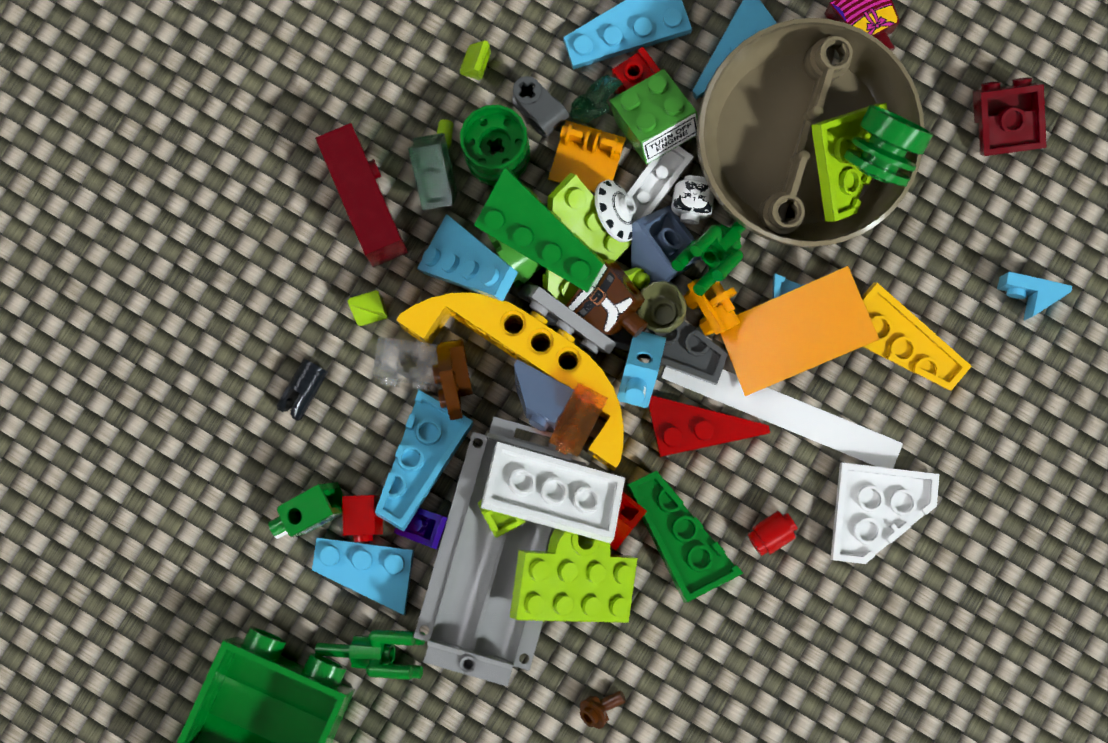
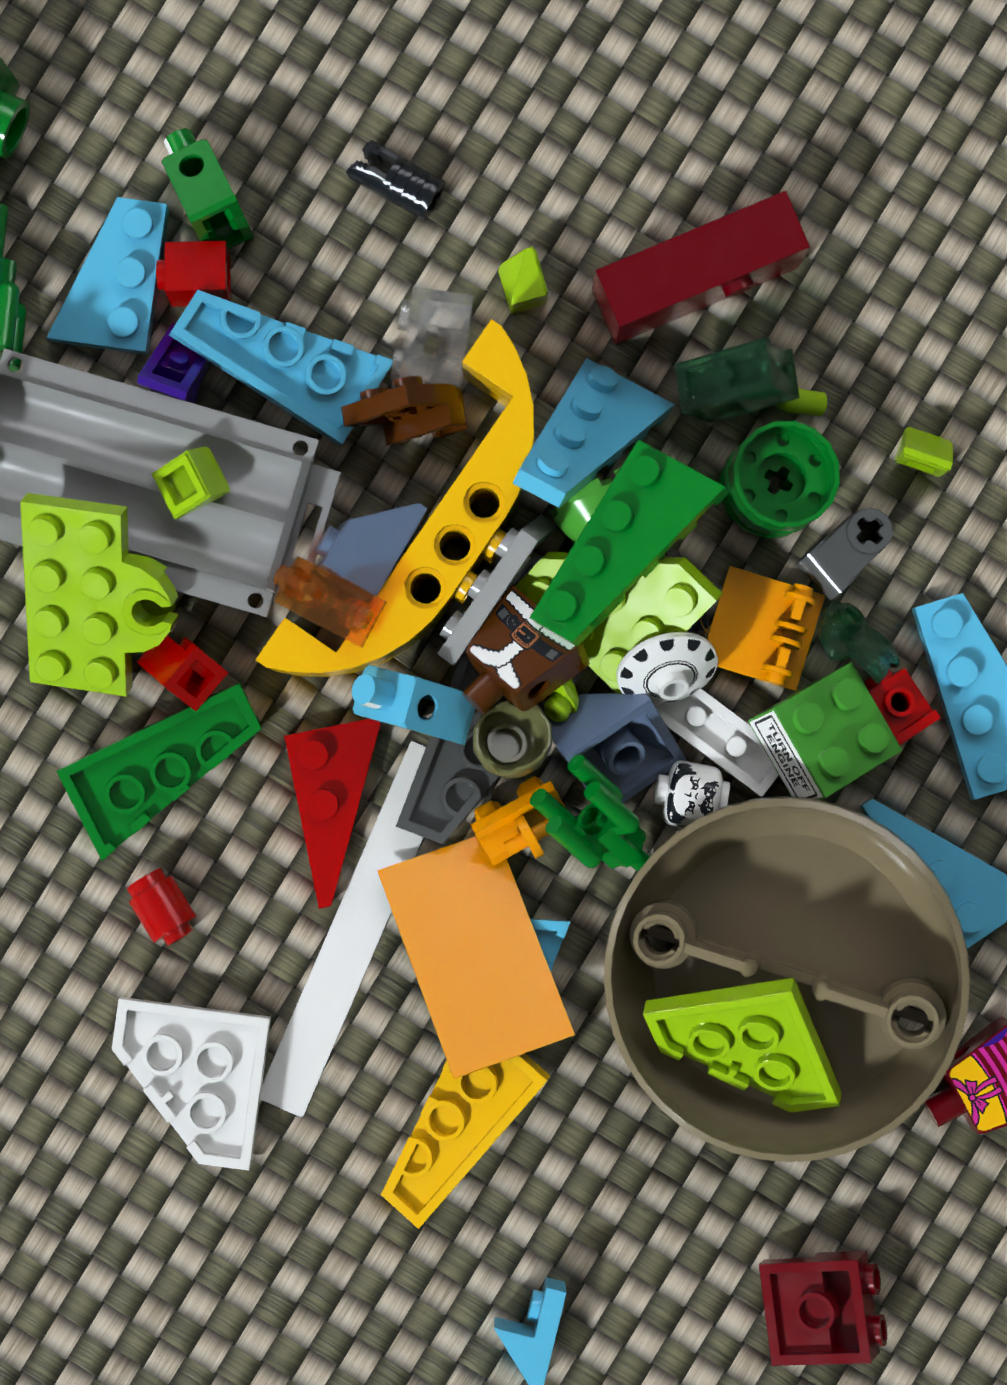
camera: 85 degrees right, 5 degrees up
(553, 492) = (215, 561): white plate -> none
(888, 145) = (756, 1098): green wheel -> none

